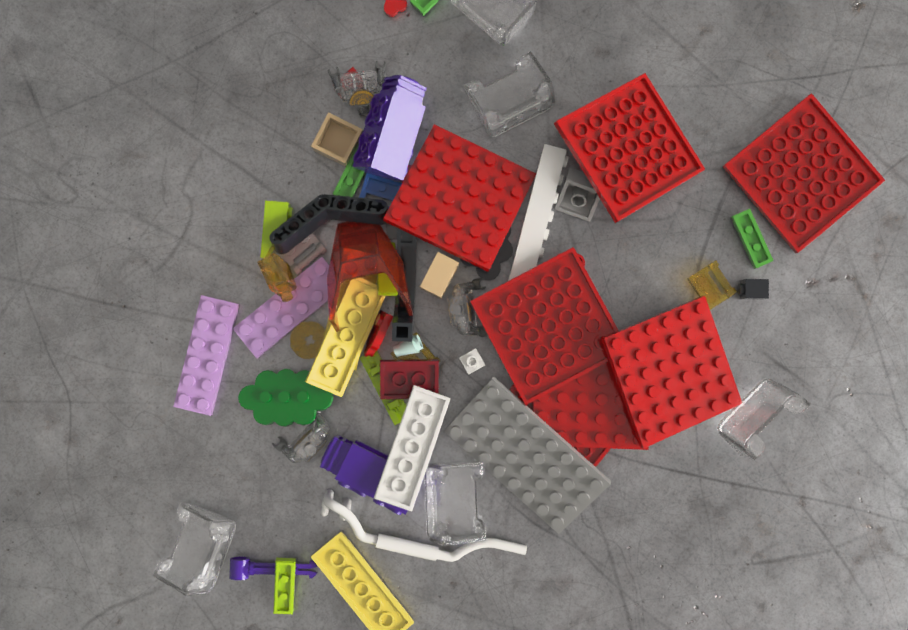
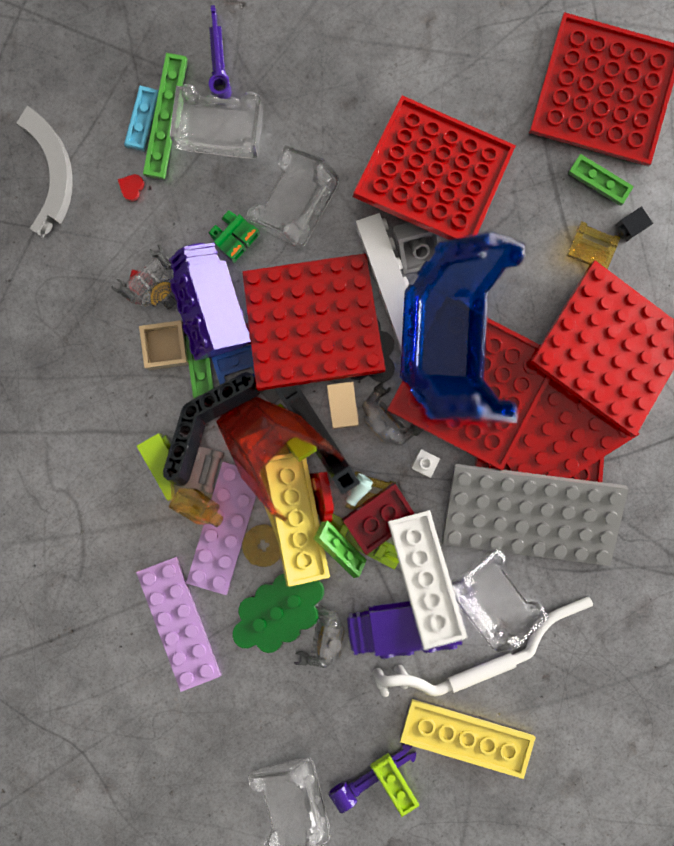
camera: 30 degrees left, 0 degrees up
(364, 381) = (340, 549): none -> bright green plate
(453, 89) = (238, 228): none -> green hips
(557, 271) = (448, 328): none -> clear blue windscreen

